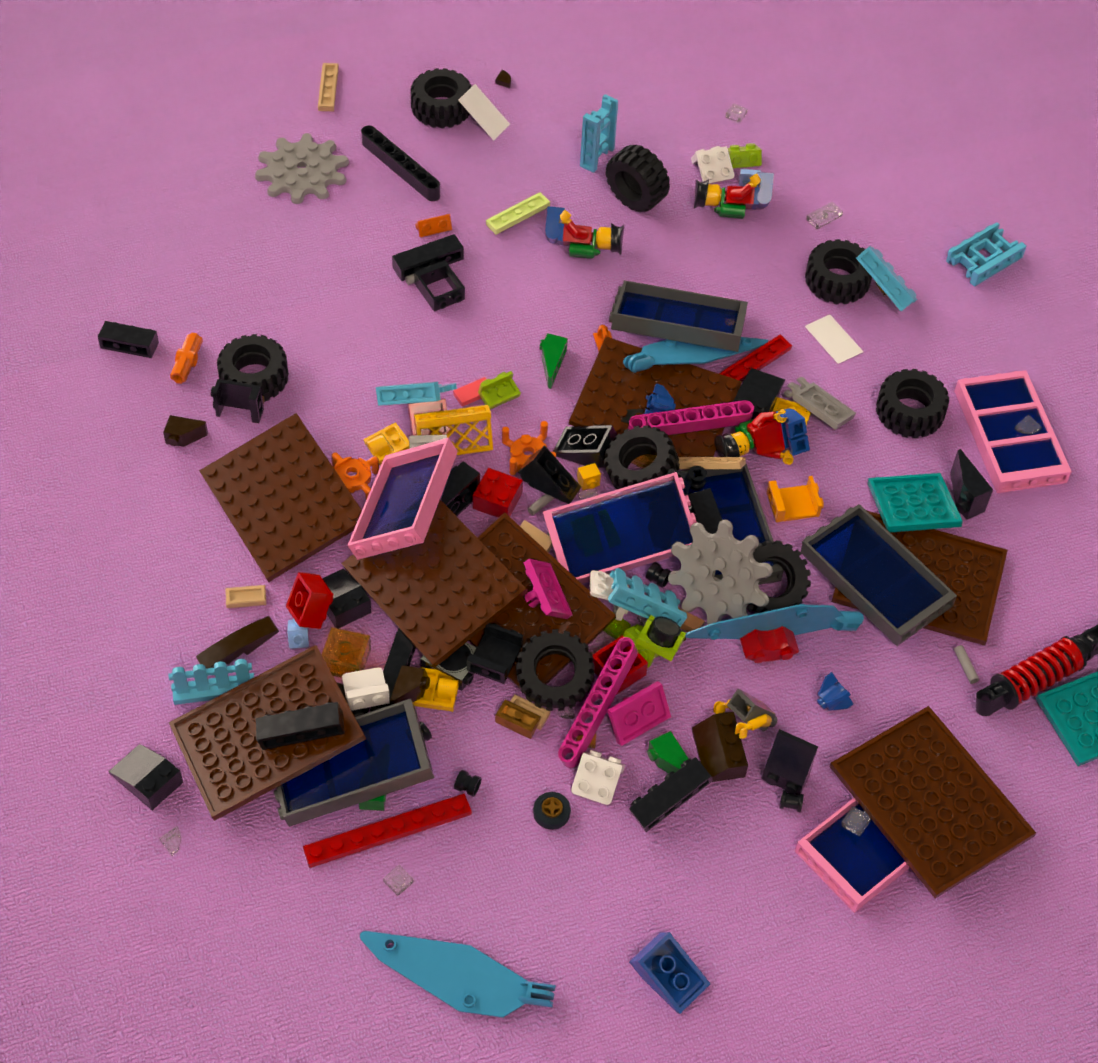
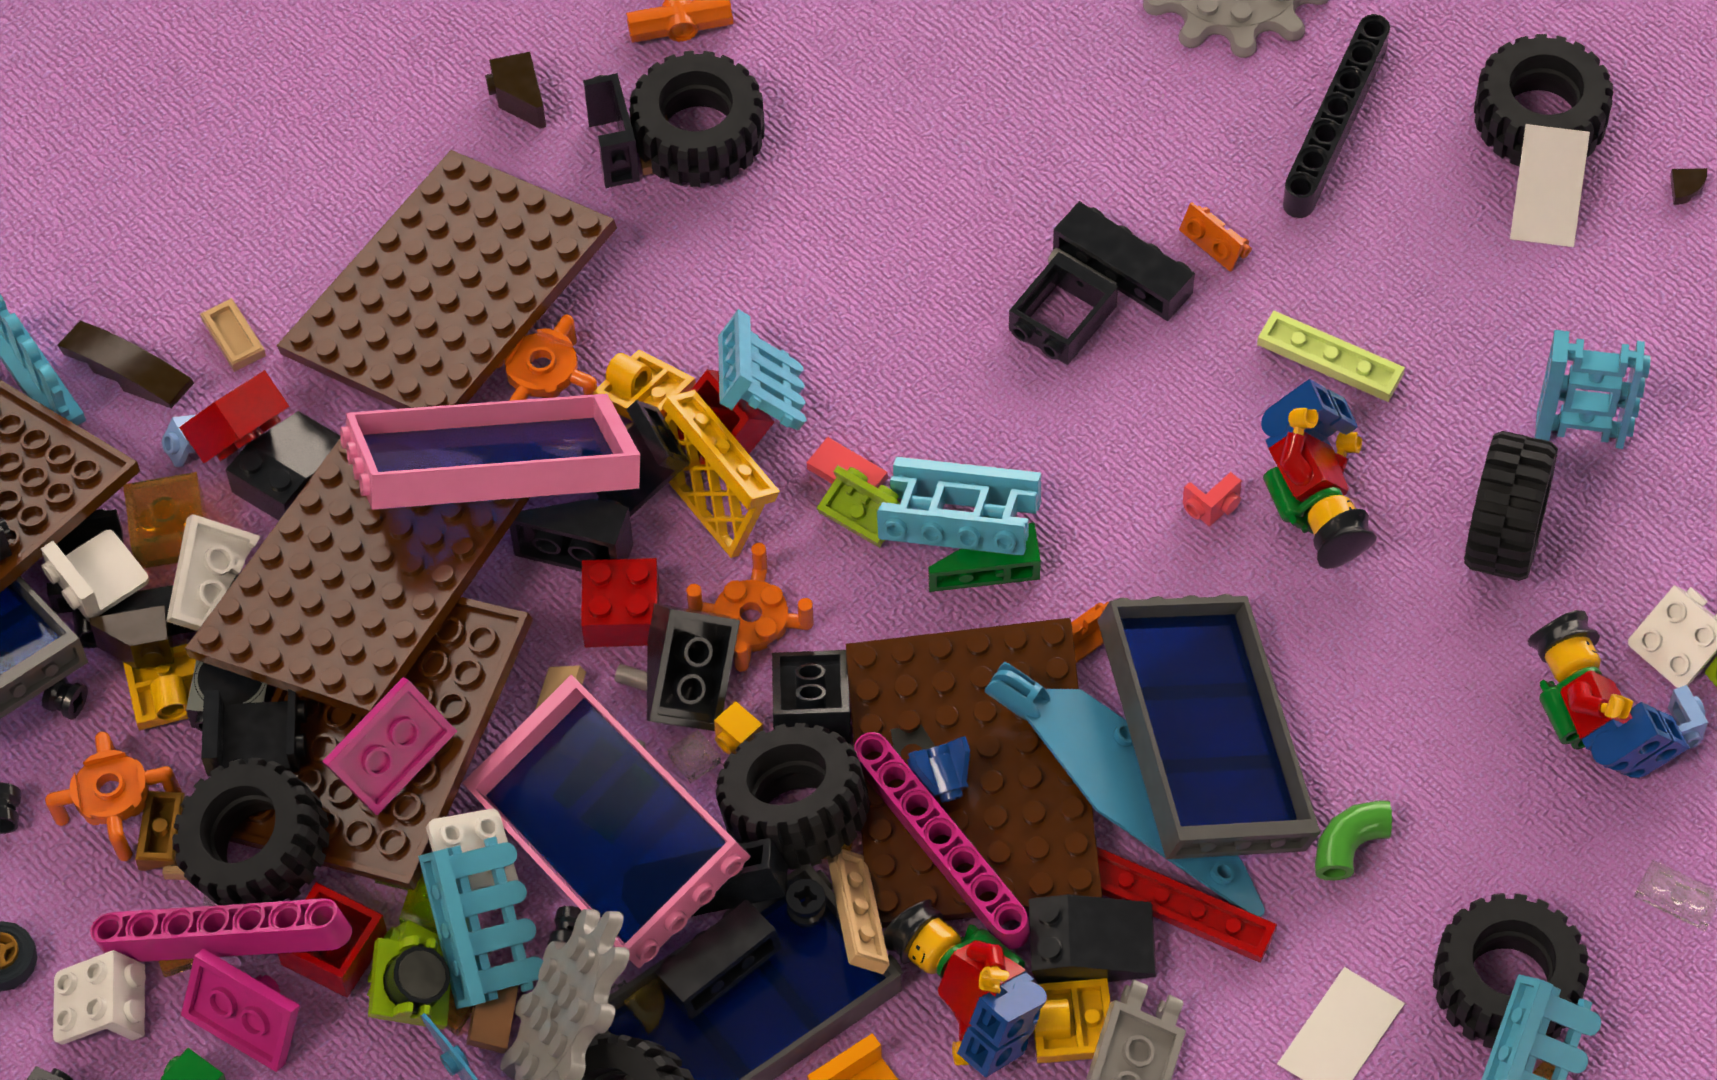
camera: 70 degrees right, 5 degrees up
(389, 639) = (206, 568): none -> white wing
(492, 737) = (115, 806): none -> orange plate
(517, 345) = (992, 491): none -> medium azure fence
(567, 276) = (1219, 500): none -> coral bracket
(747, 293) = (1346, 833): none -> bright green cylinder

